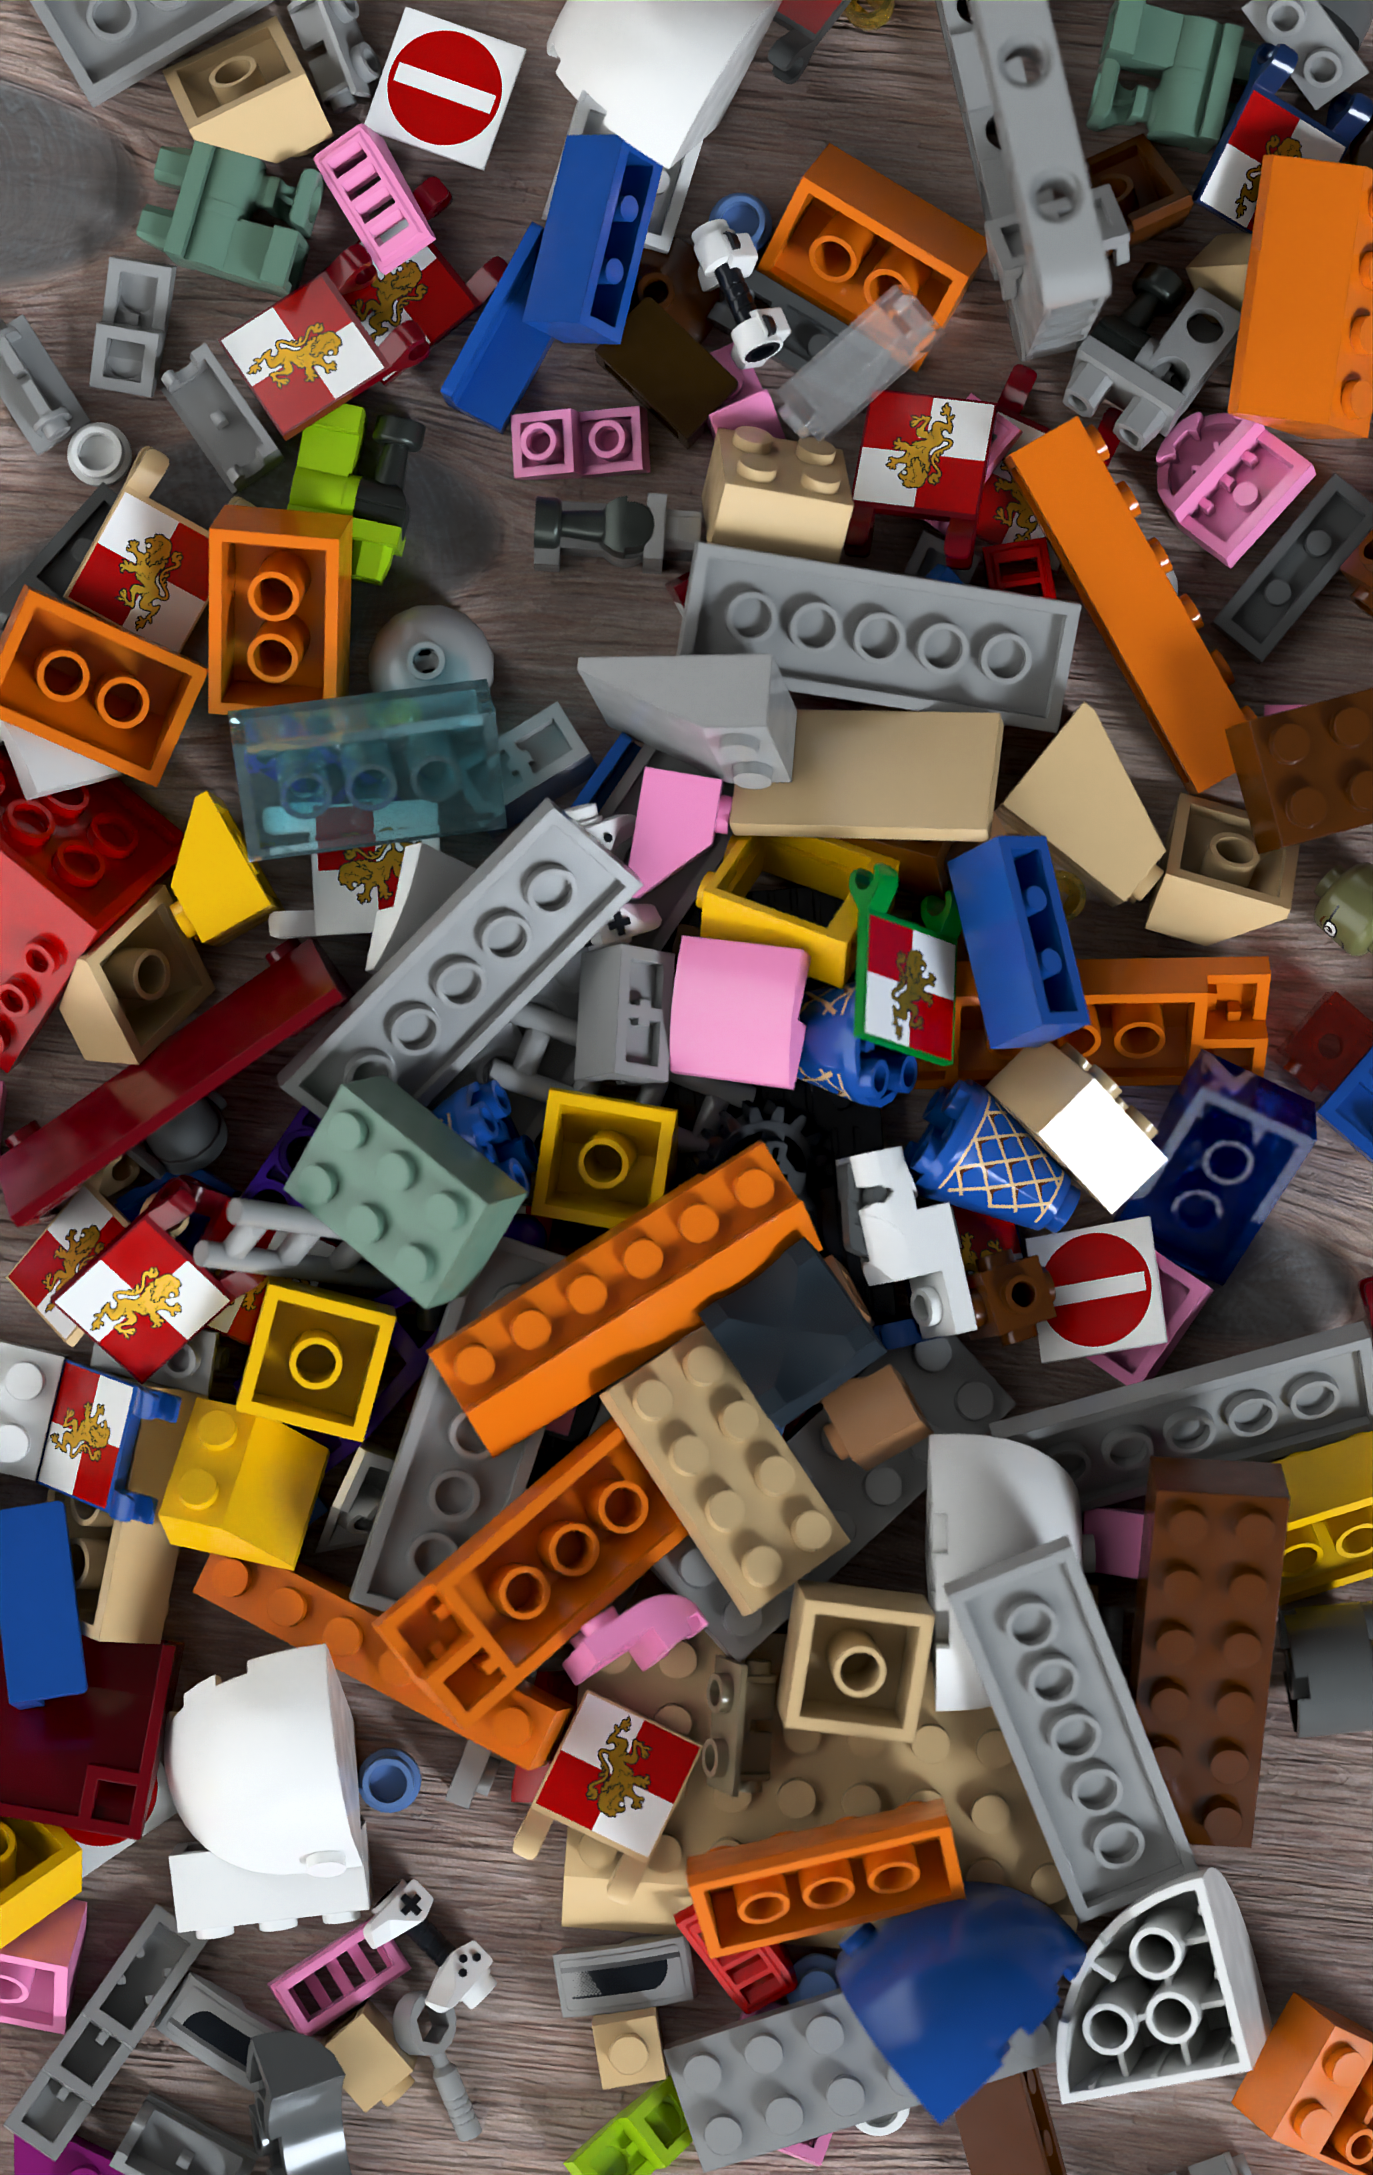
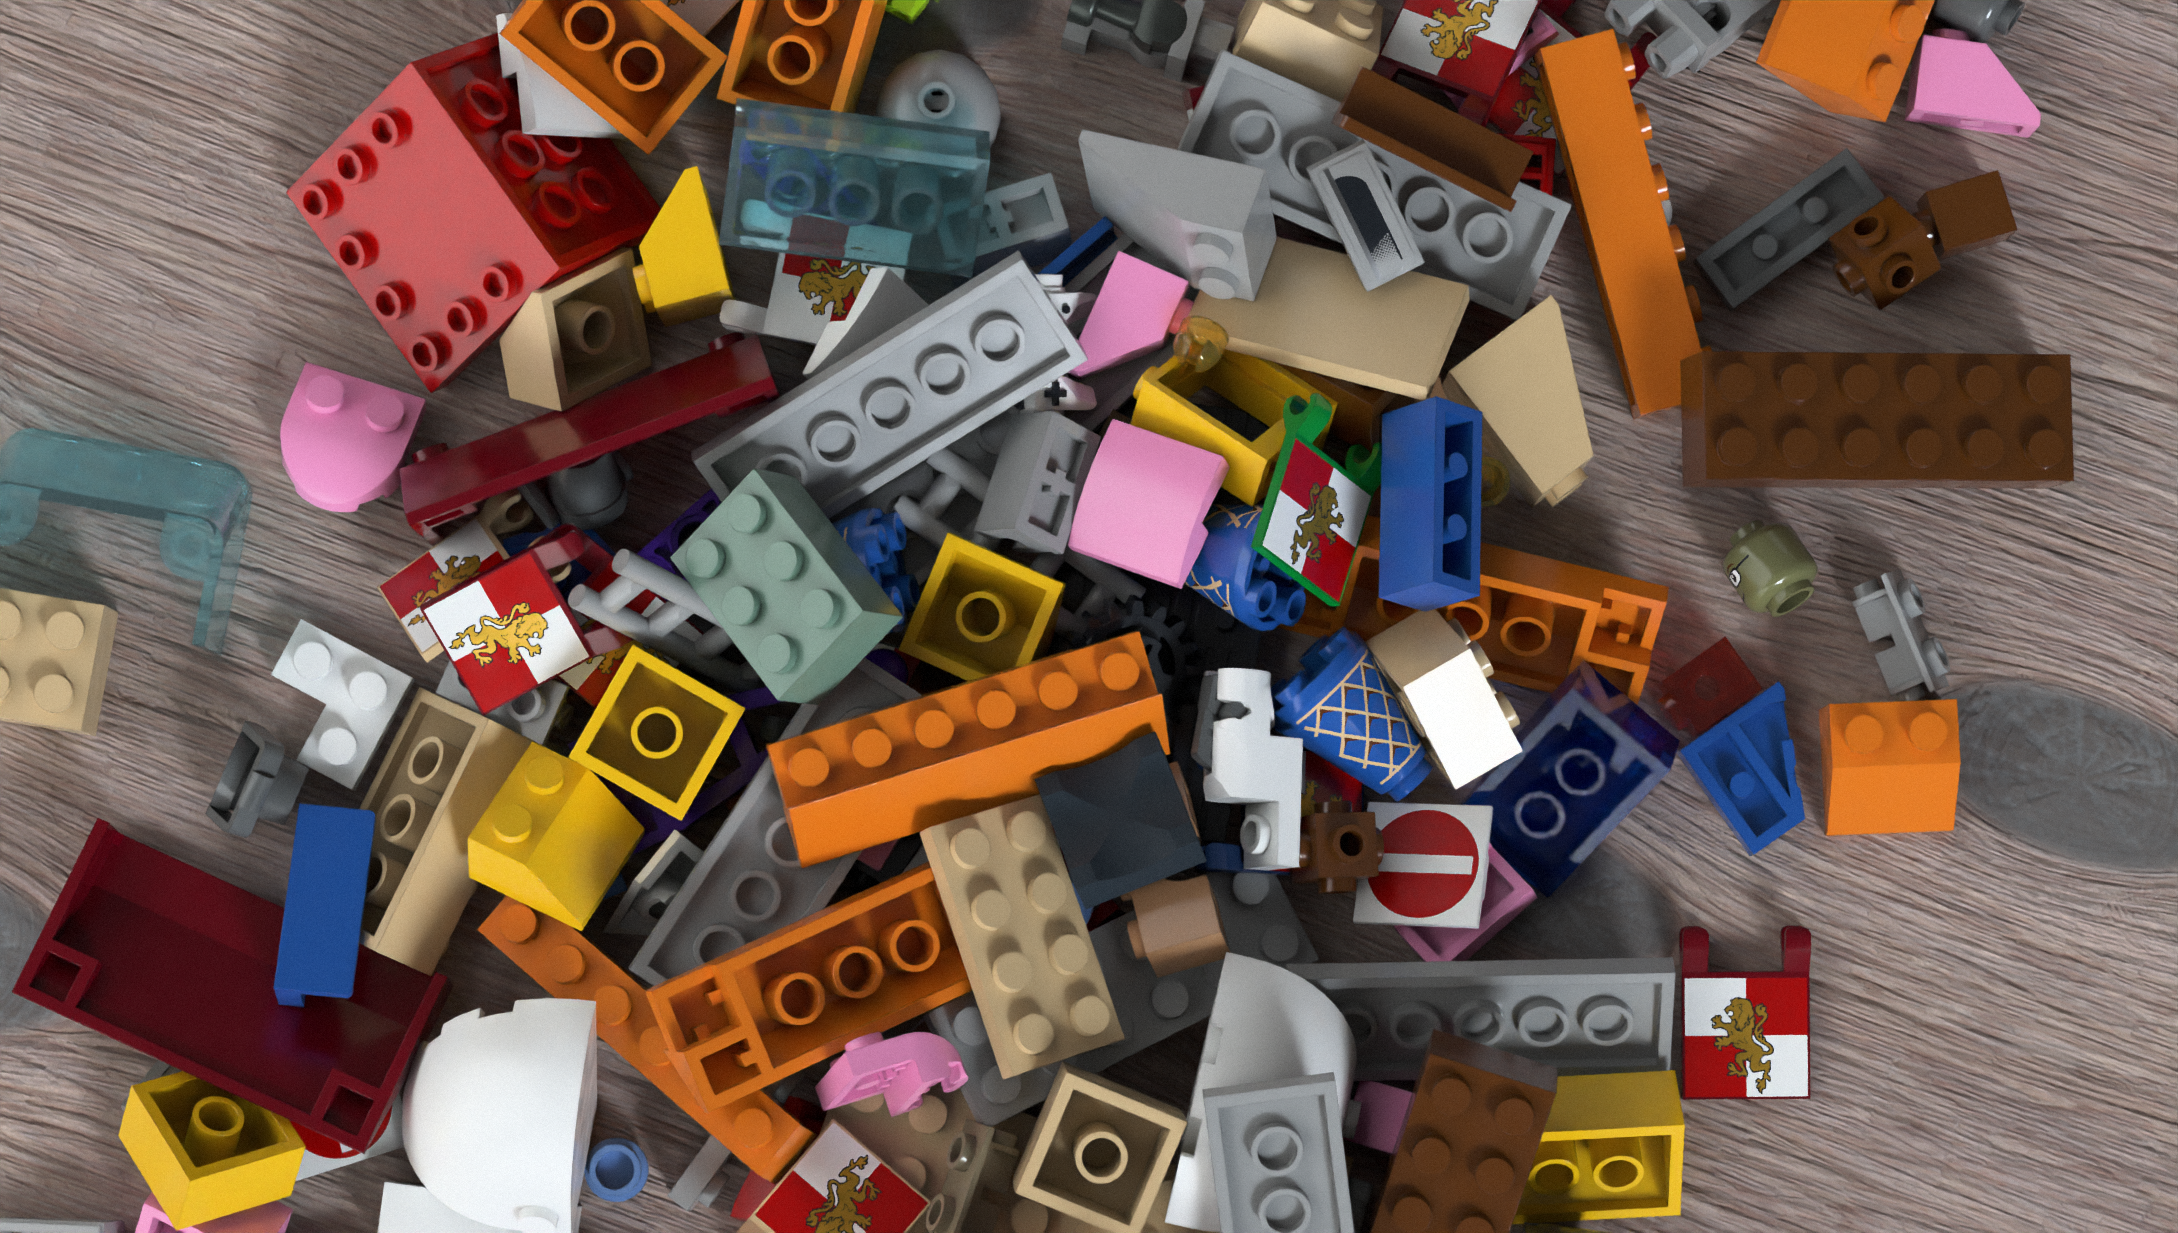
camera: 15 degrees right, 5 degrees down
(95, 1439) = (423, 758): flag -> none
(749, 838) = (1200, 342): none -> clear yellow hinge
(880, 670) = (1365, 215): none -> light grey slope
(928, 577) = (1432, 137): none -> reddish brown panel
(1216, 878) = (1637, 500): tan slope -> none
(1227, 481) = (1742, 130): bright pink slope -> none

